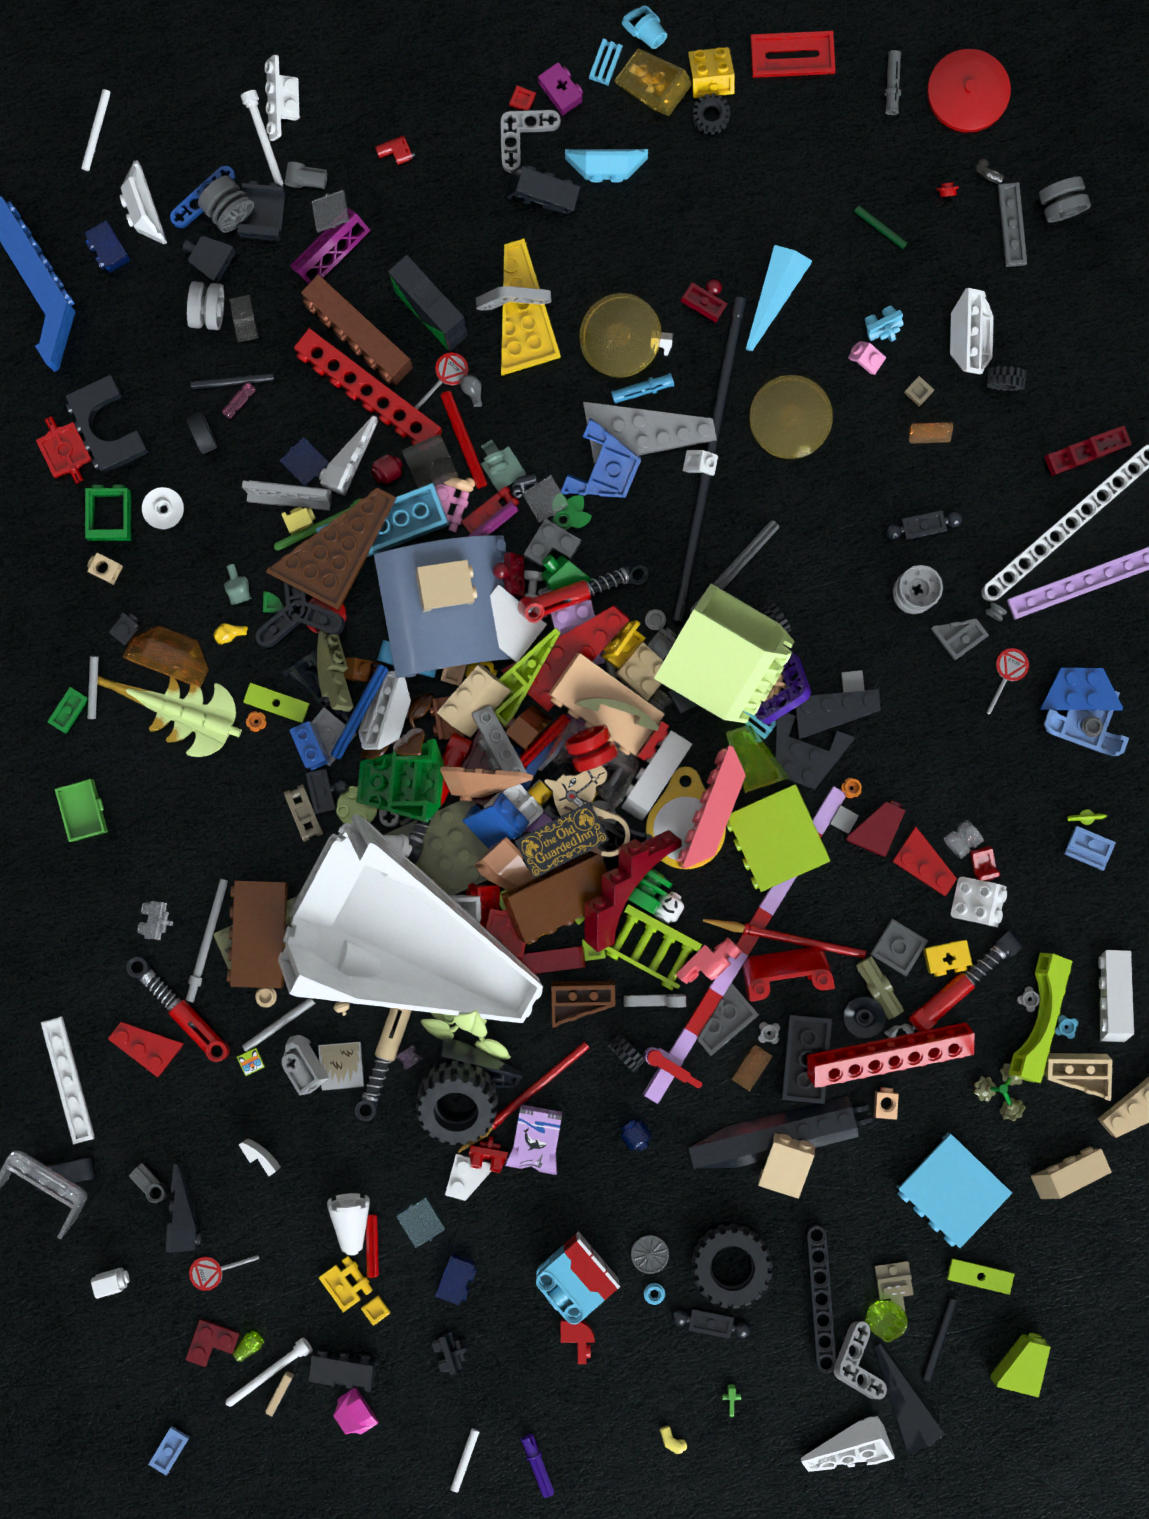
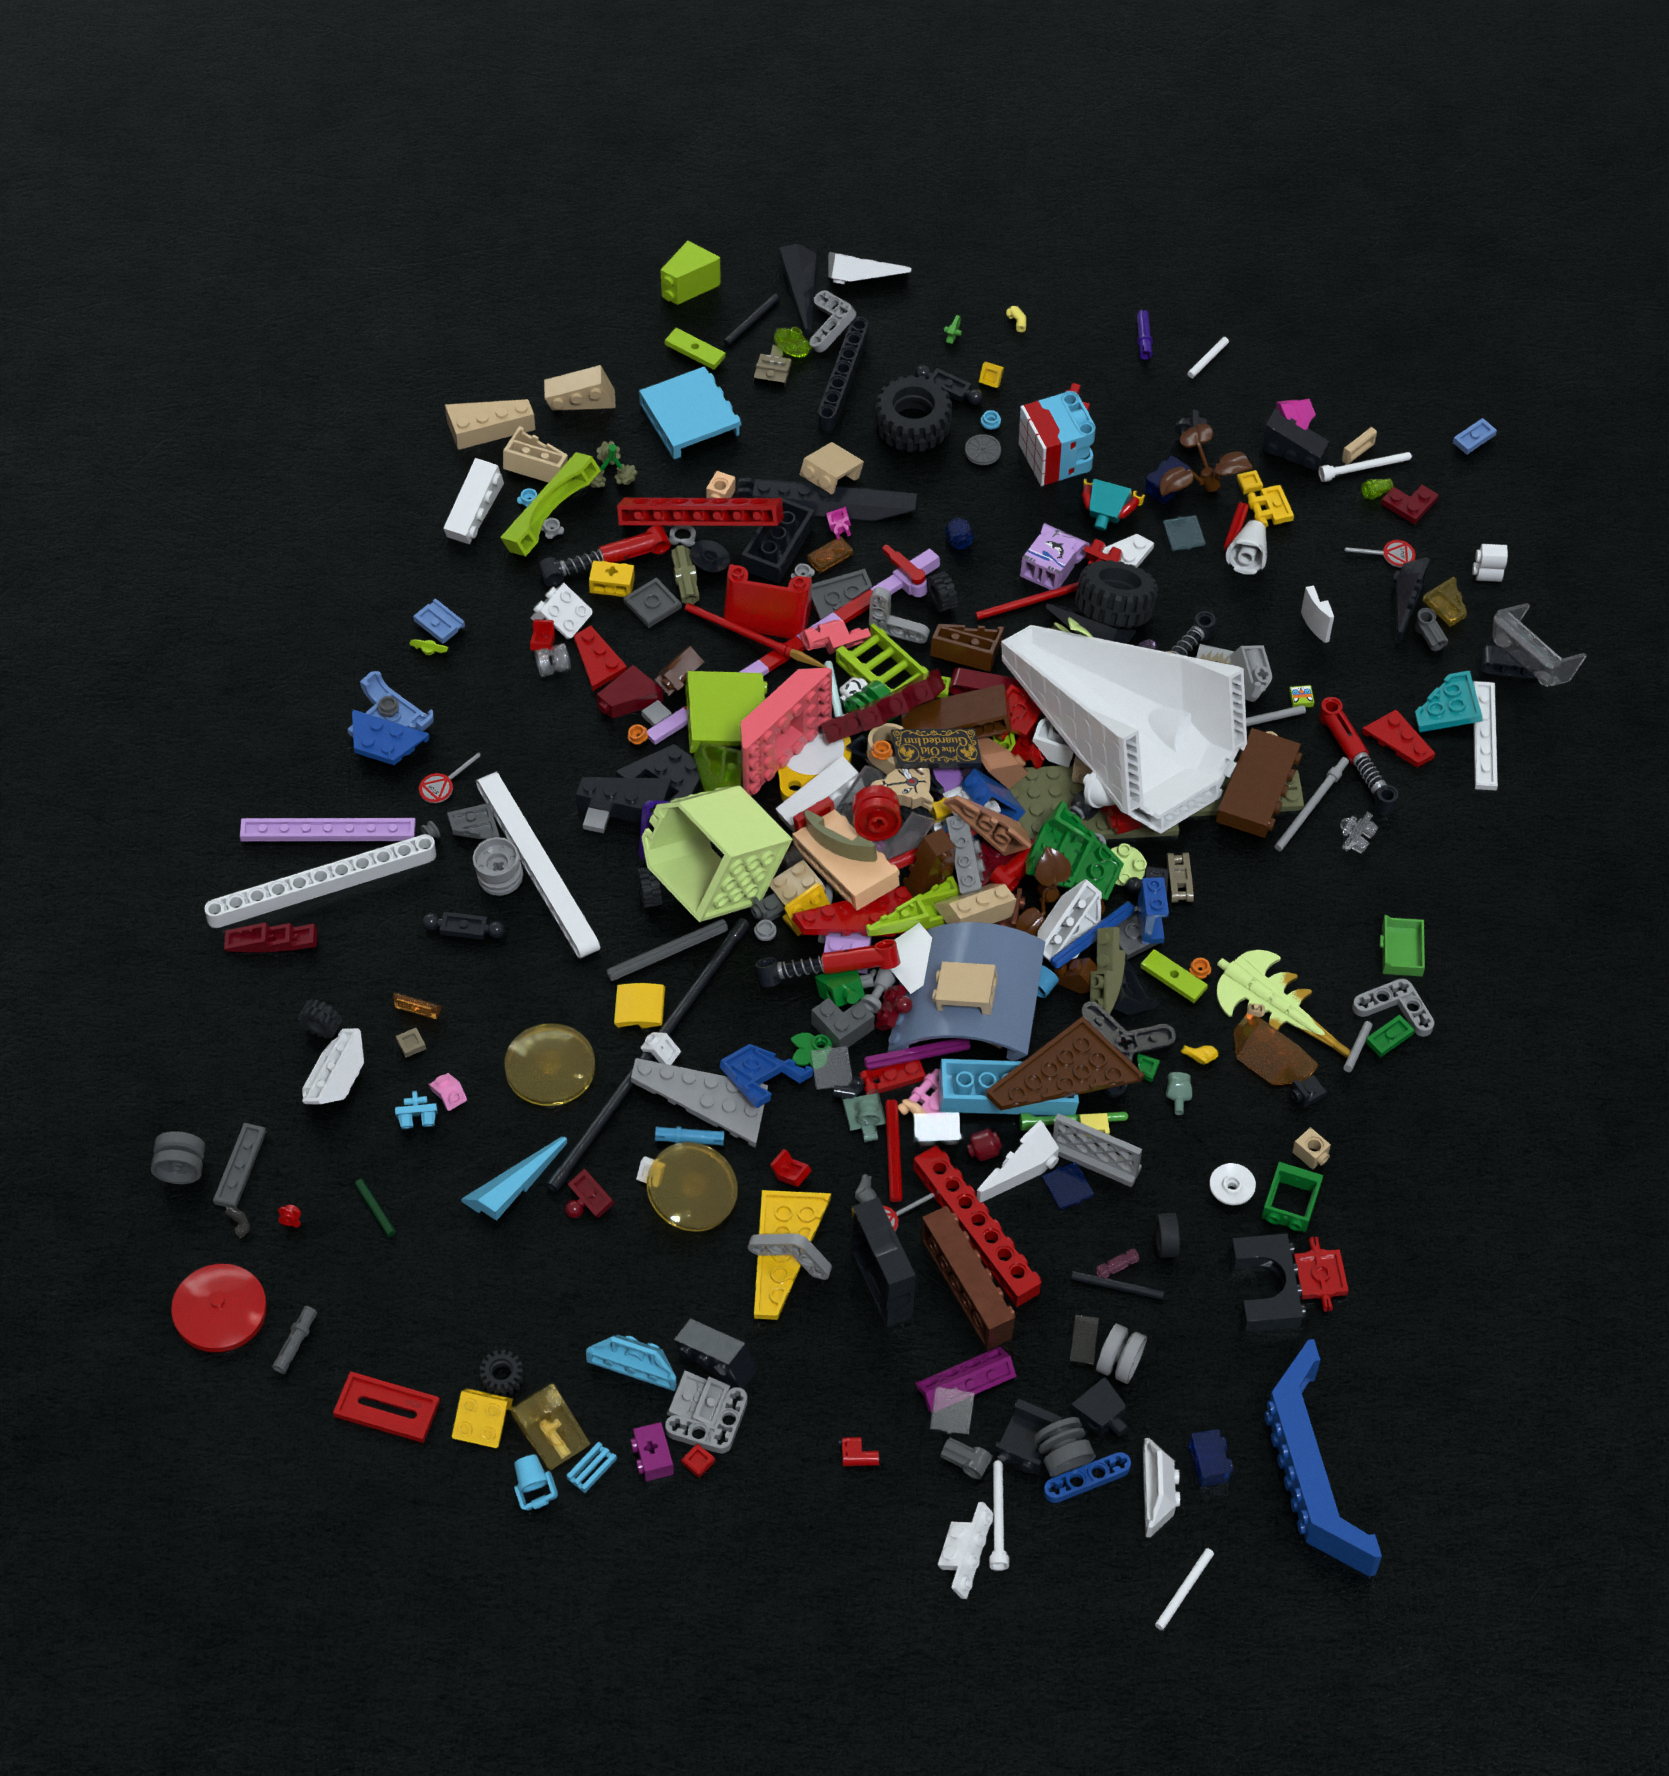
camera: 165 degrees left, 30 degrees down
(67, 754) = (1401, 999): none -> light grey beam
(107, 1100) = (1450, 704): none -> teal plate
(142, 1226) = (1446, 602): none -> clear yellow wing
(193, 692) = (1256, 1009): none -> tan rock
(391, 1297) = (1179, 478): none -> reddish brown plant
(503, 1226) = (1109, 502): none -> teal torso
(542, 150) = (698, 1398): none -> light grey slope
(543, 385) = (789, 1170): none -> red bracket
(609, 808) = (881, 750): none -> orange plate
(672, 1351) = (991, 374): none -> yellow tile
(687, 900) = (835, 695): none -> light aqua bar
(736, 501) = (639, 1005): none -> yellow slope
(757, 1106) = (839, 522): none -> dark pink plate
(842, 865) = (675, 673): none -> reddish brown arch
(885, 613) = (538, 865): none -> white beam

